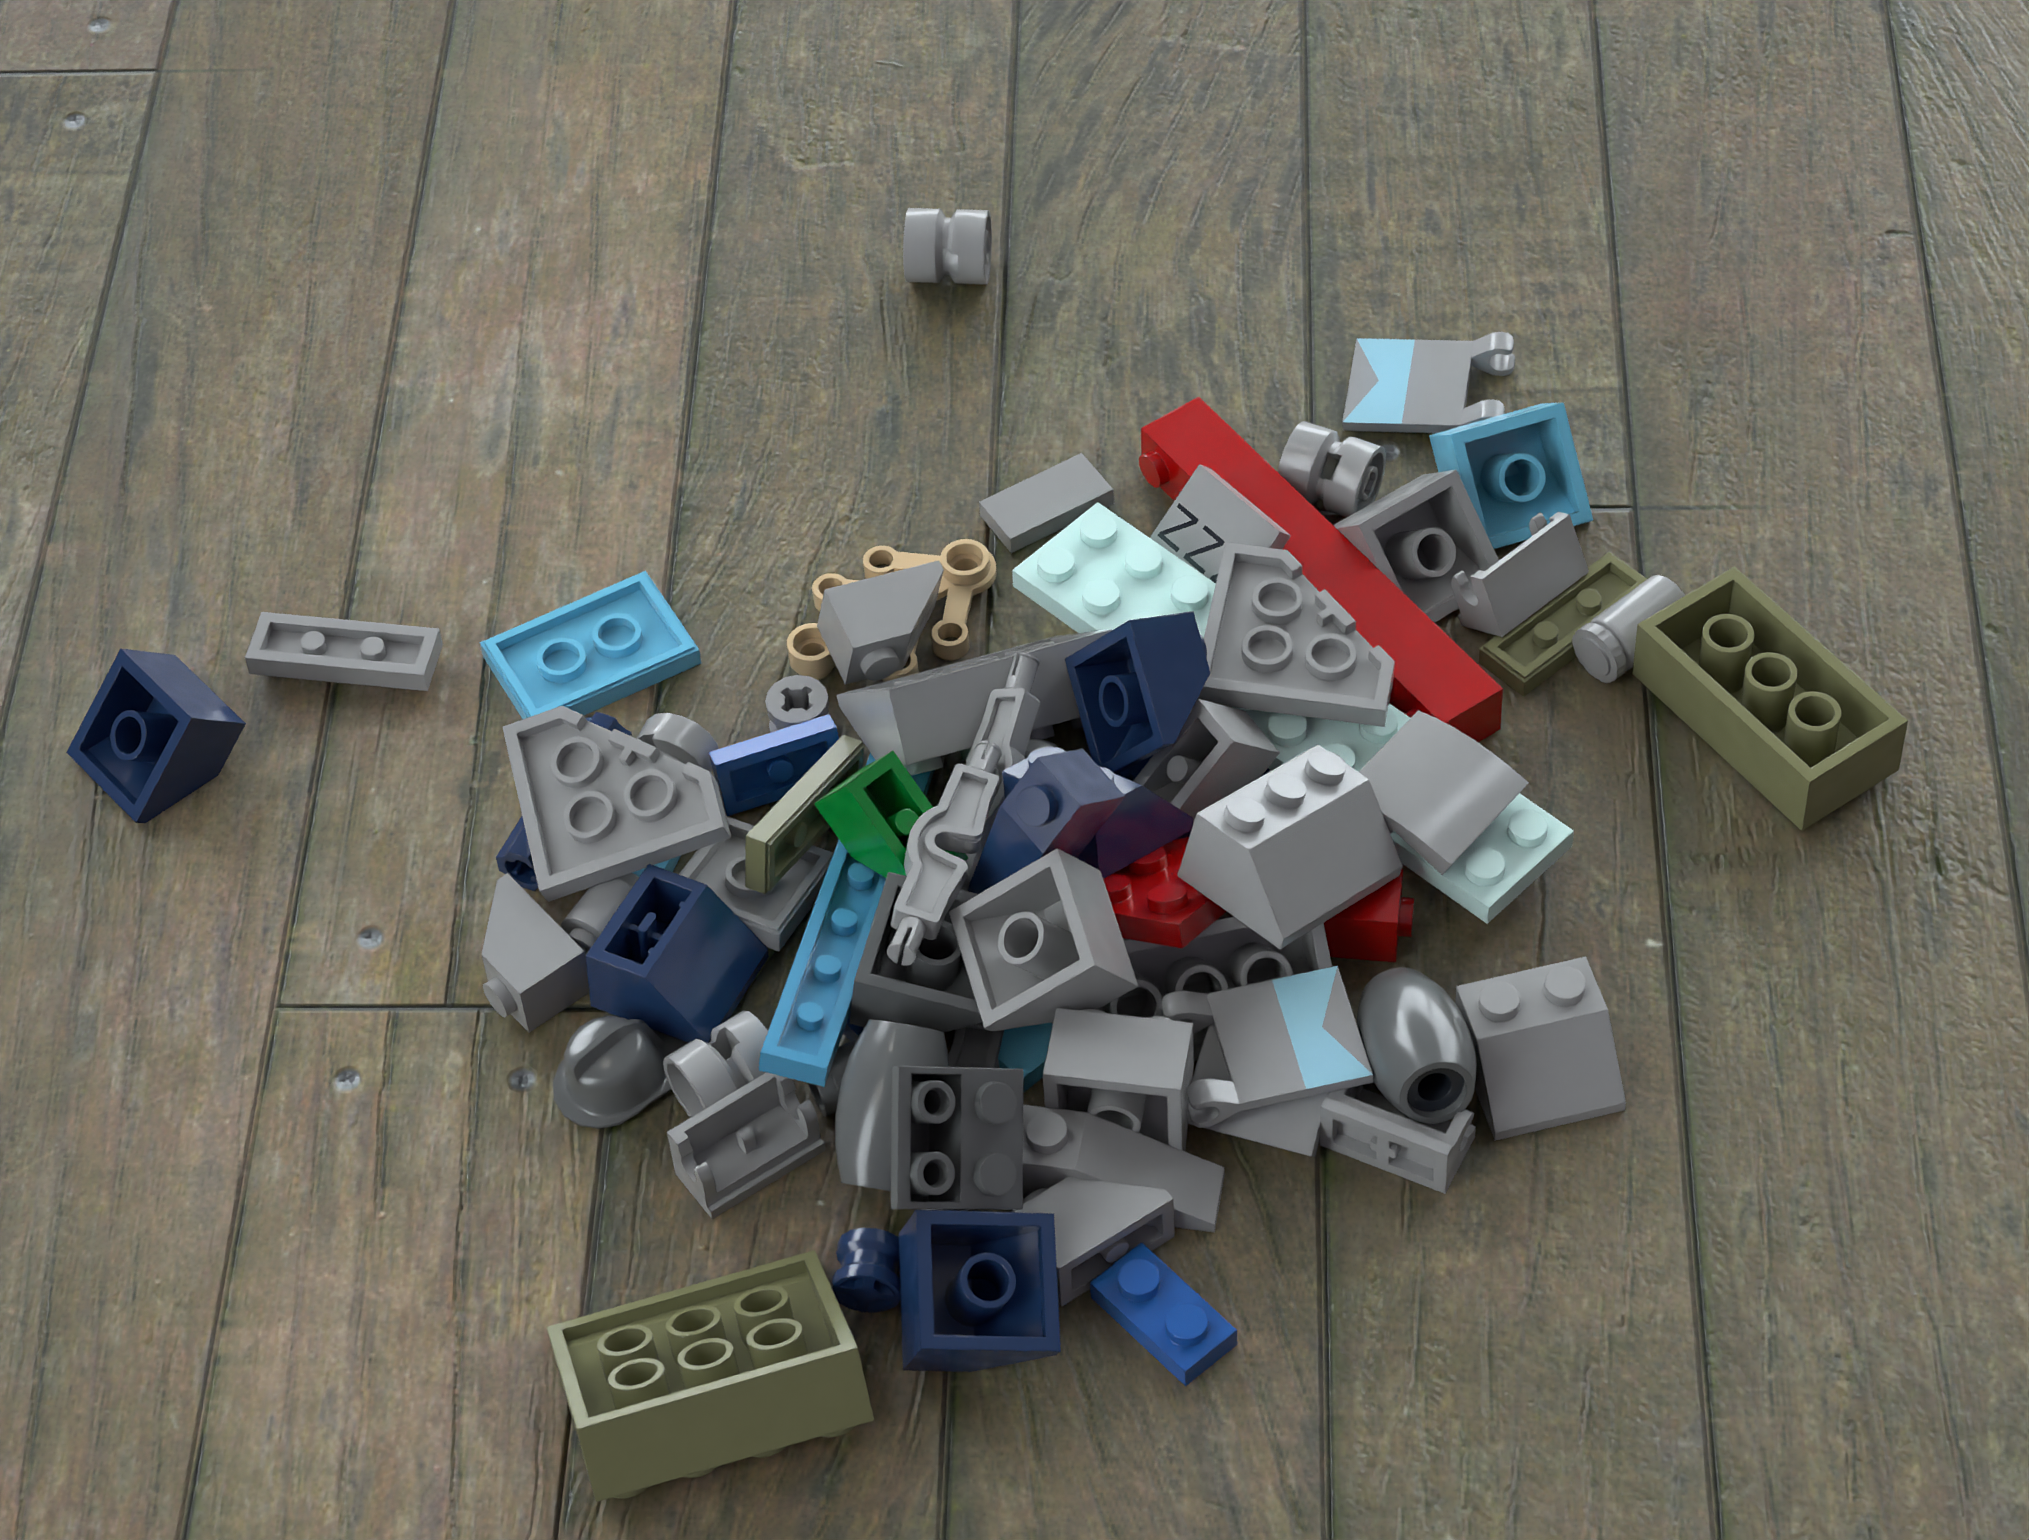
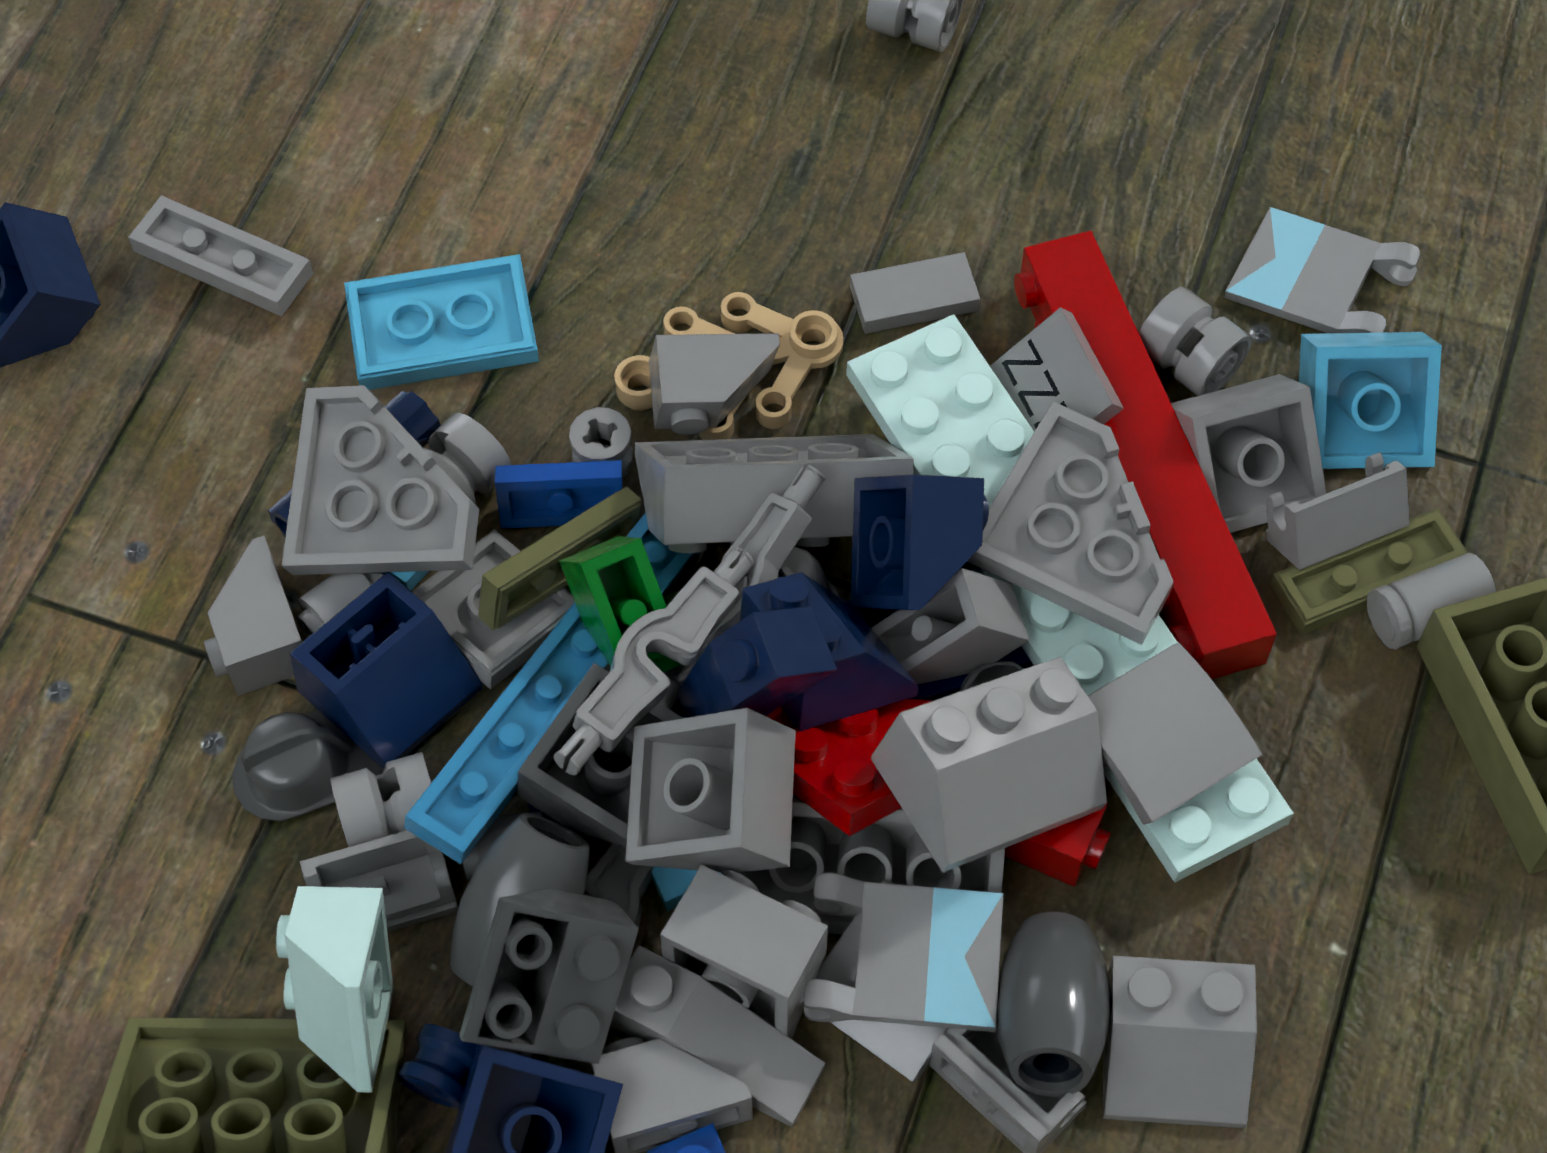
camera: 15 degrees right, 10 degrees up
(747, 1213) = (339, 976): none -> light aqua slope

